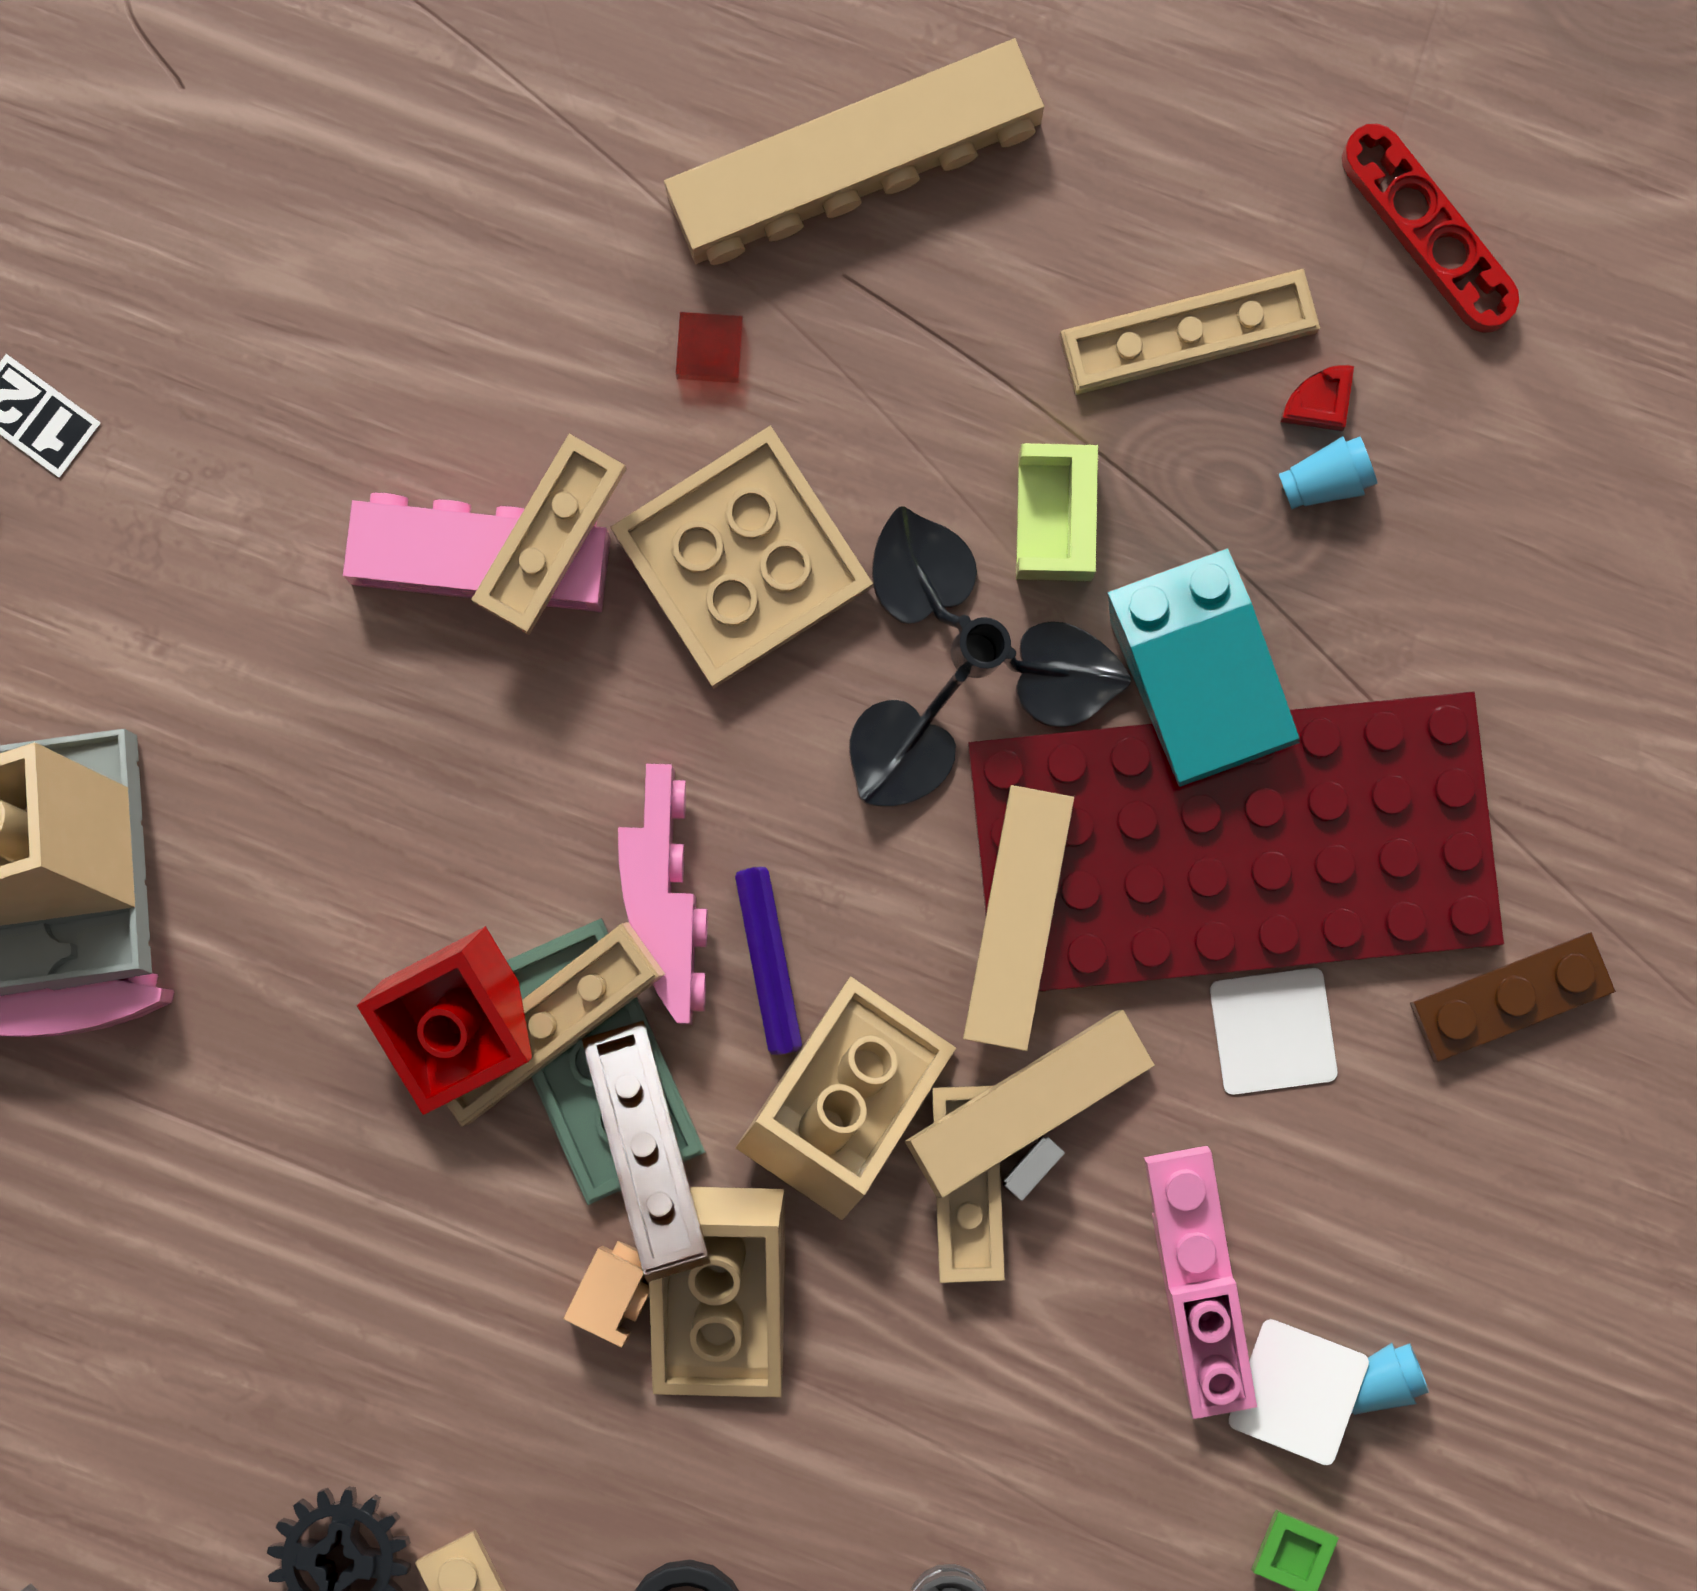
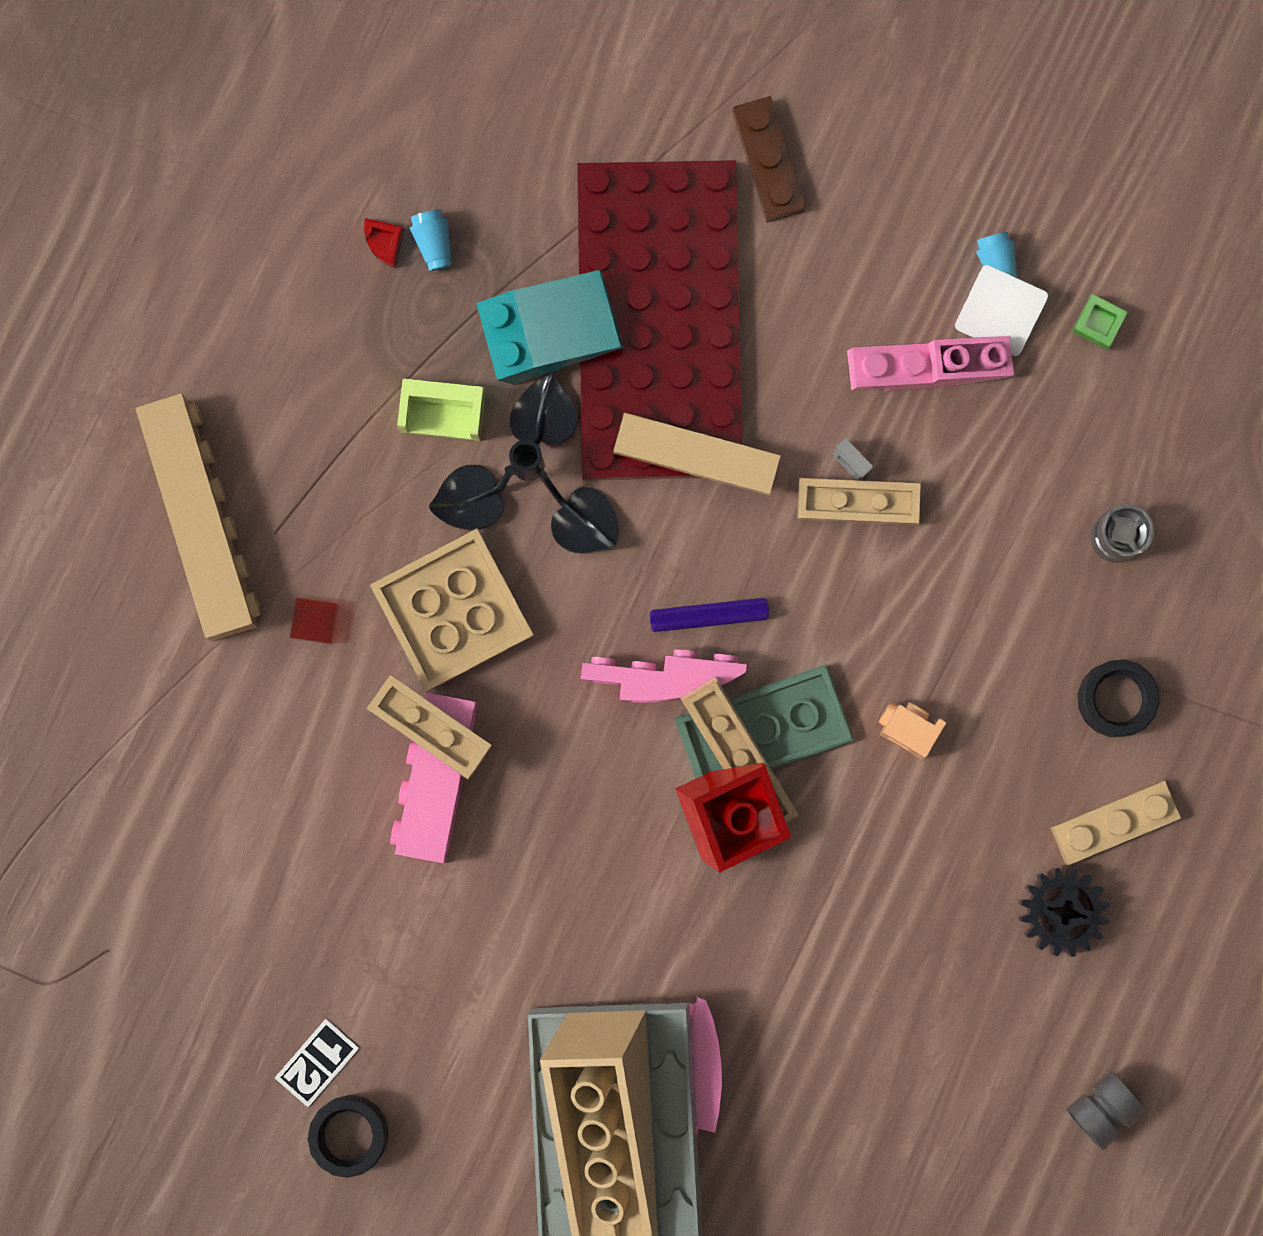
camera: 85 degrees left, 0 degrees up
(645, 1151) = (825, 696): tile -> none
(724, 1321) = (913, 661): tan slope -> none
(846, 1099) = (801, 572): tan slope -> none
(1029, 1103) = (812, 458): tan tile -> none
(1189, 331) = (332, 318): tan tile -> none
(1273, 1031) = (777, 307): white sticker -> none
(1438, 222) = (284, 168): red beam -> none

